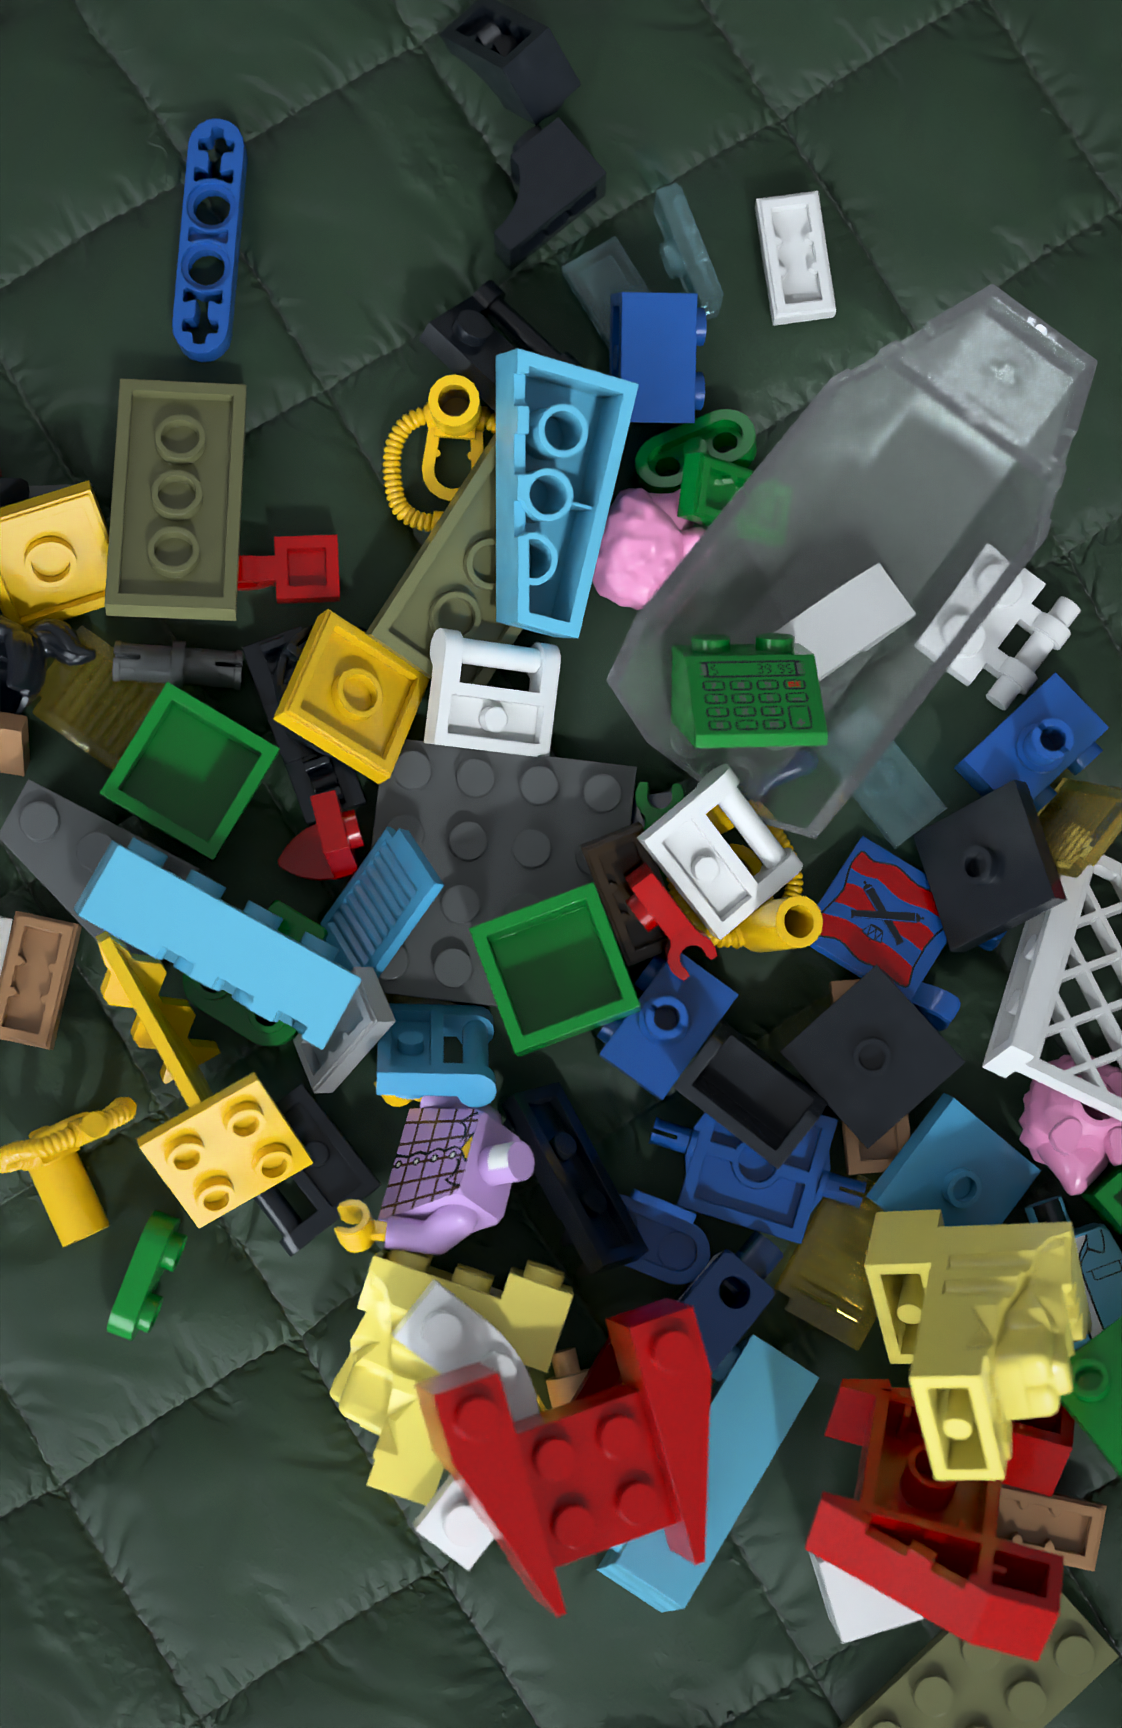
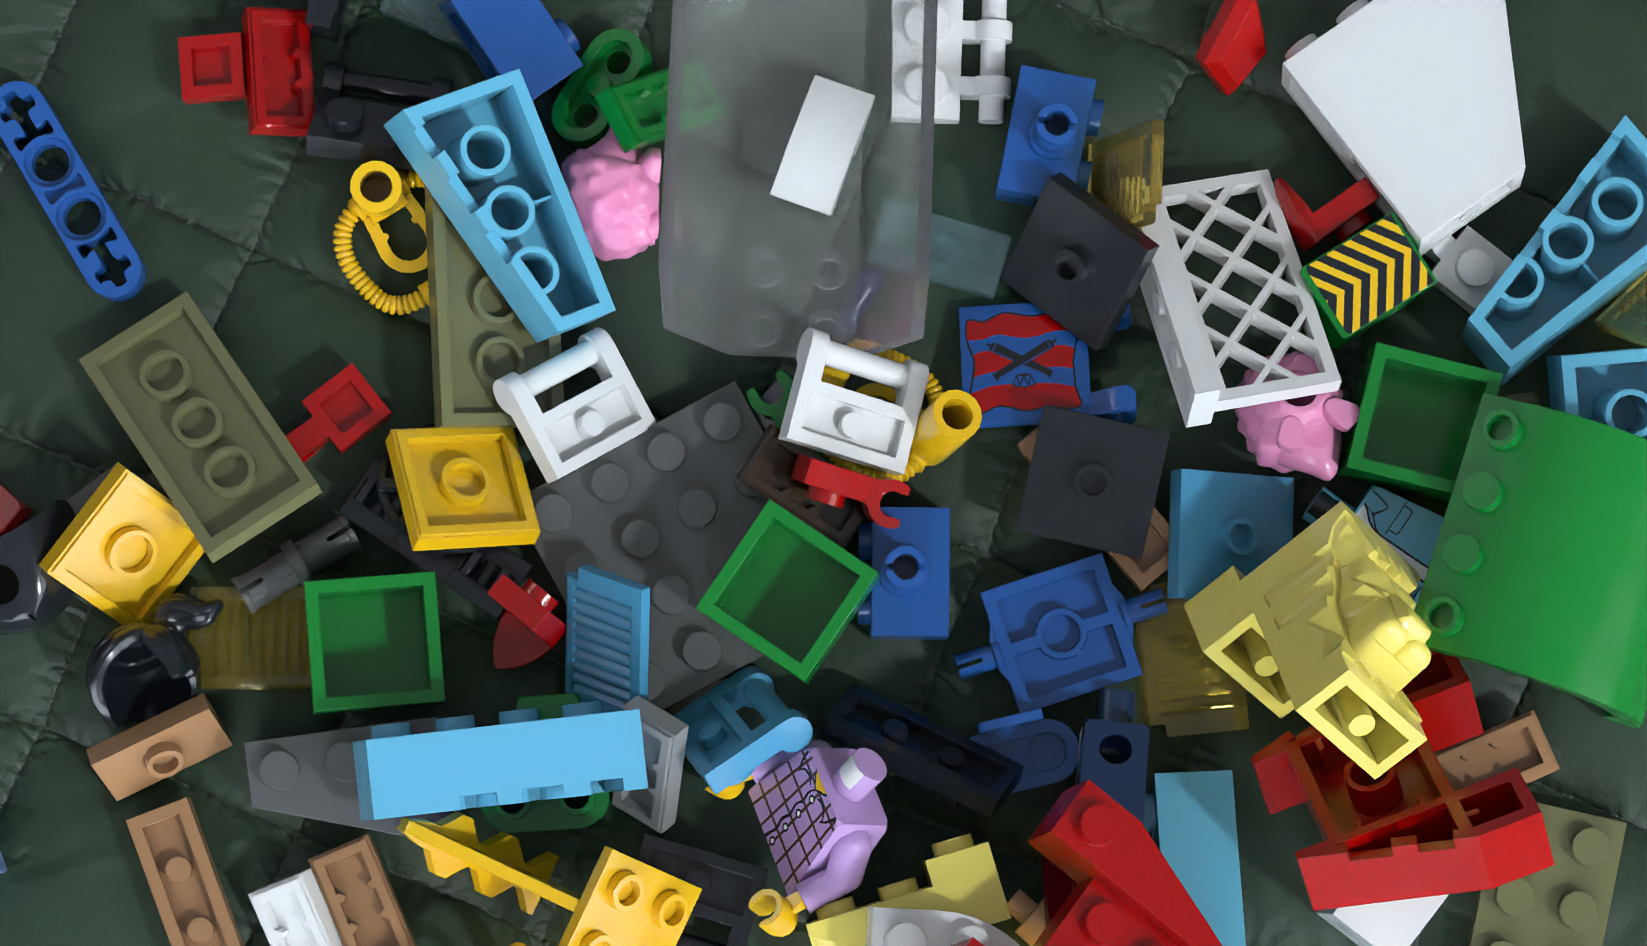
camera: 35 degrees left, 0 degrees up
(395, 221) = (212, 68): none -> red plate
(444, 259) = (278, 71): none -> red plate
(747, 693) = (784, 259): green slope -> none
(751, 1095) = (1017, 581): black panel -> none

